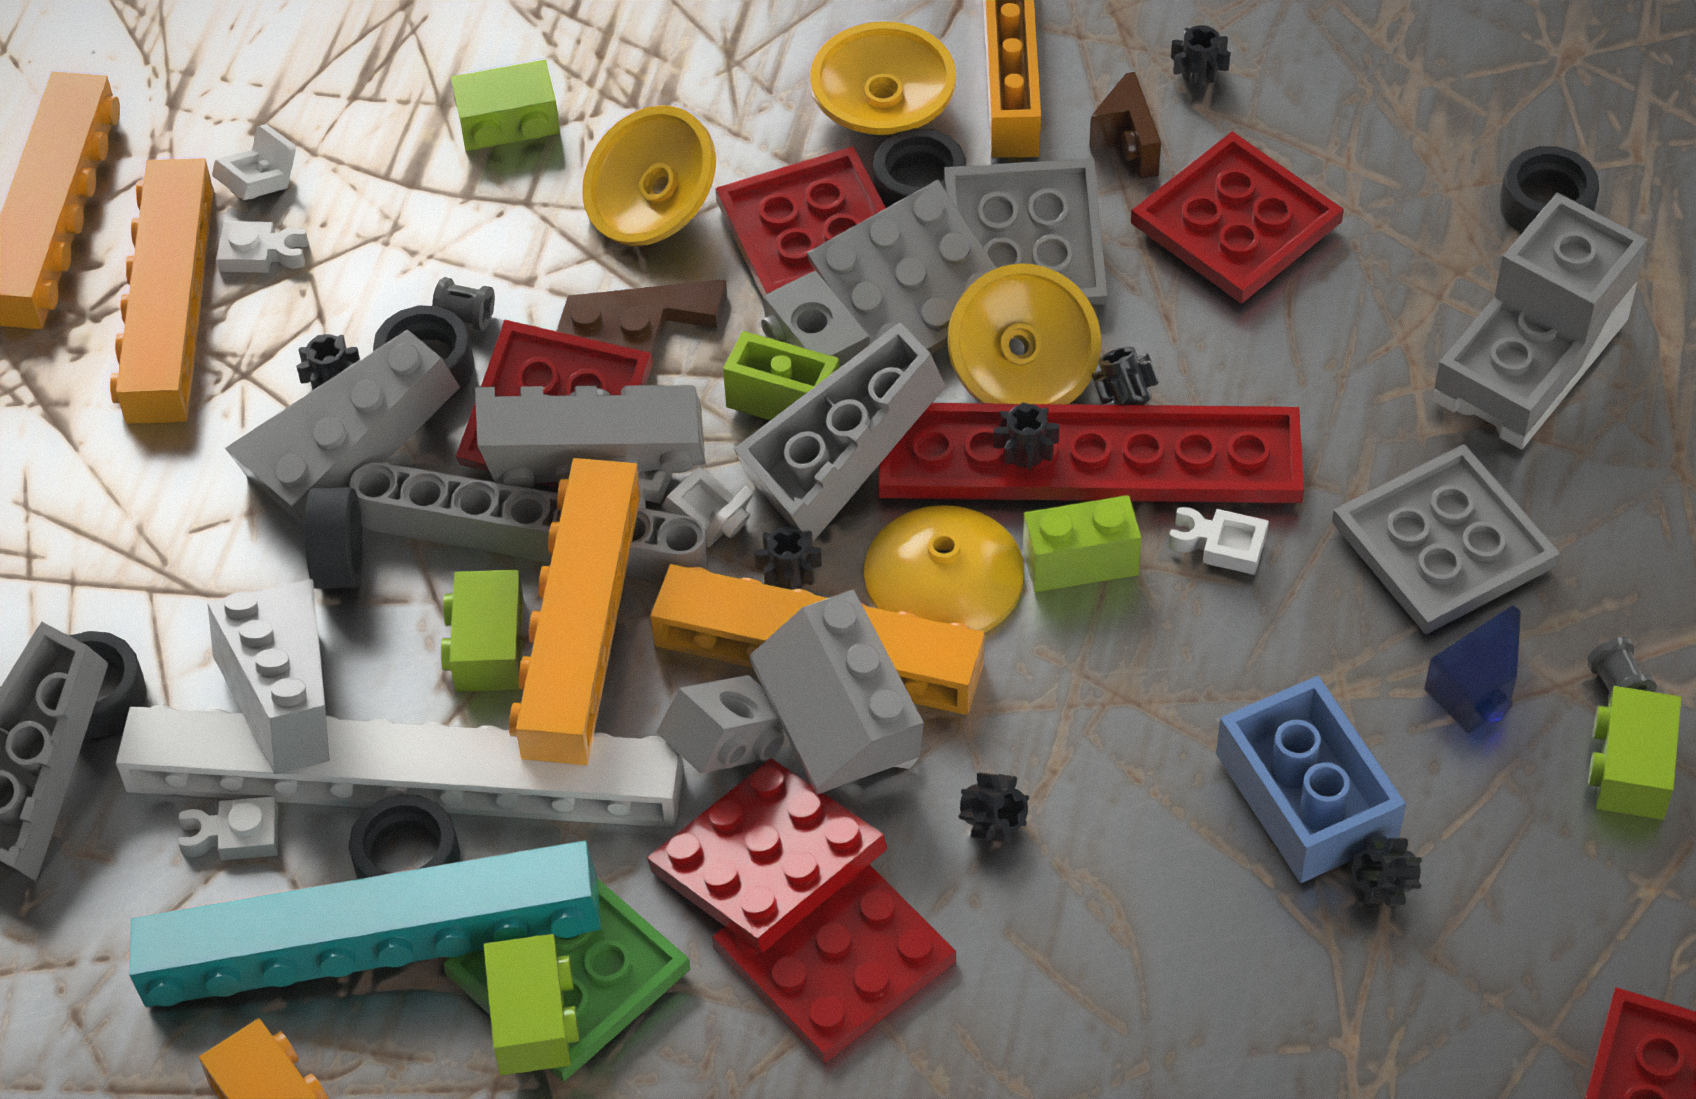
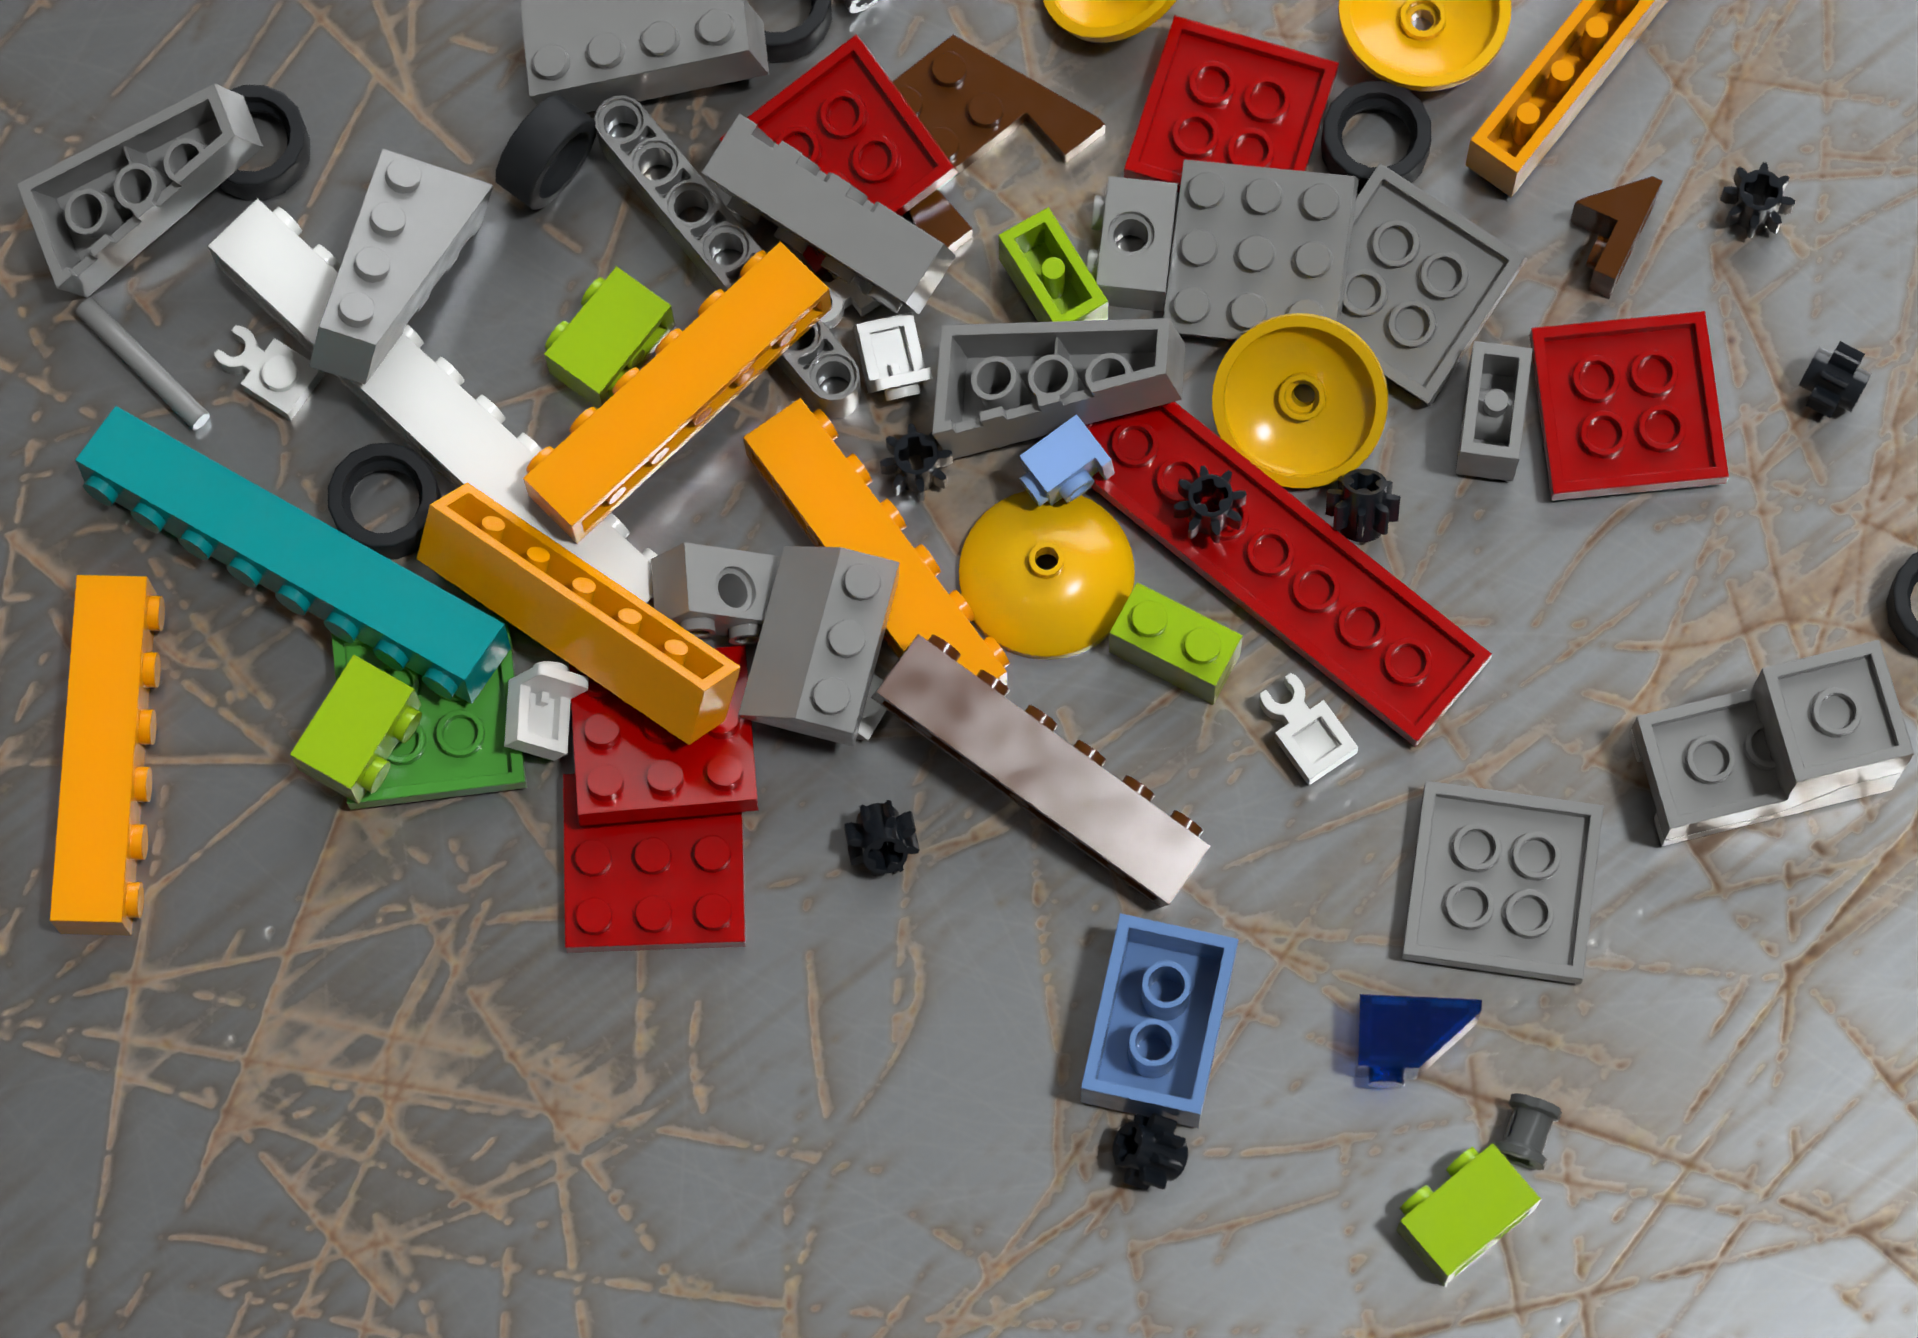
camera: 40 degrees right, 20 degrees up
(121, 892) = (142, 364): none -> light grey bar
(637, 800) = (578, 613): none -> light orange brick
(656, 894) = (541, 709): none -> white bracket
(902, 476) = (1064, 464): none -> light blue brick
(1071, 673) = (1042, 770): none -> brick
(1157, 266) = (1493, 411): none -> light grey brick
(1352, 115) = (1835, 379): none -> black gear

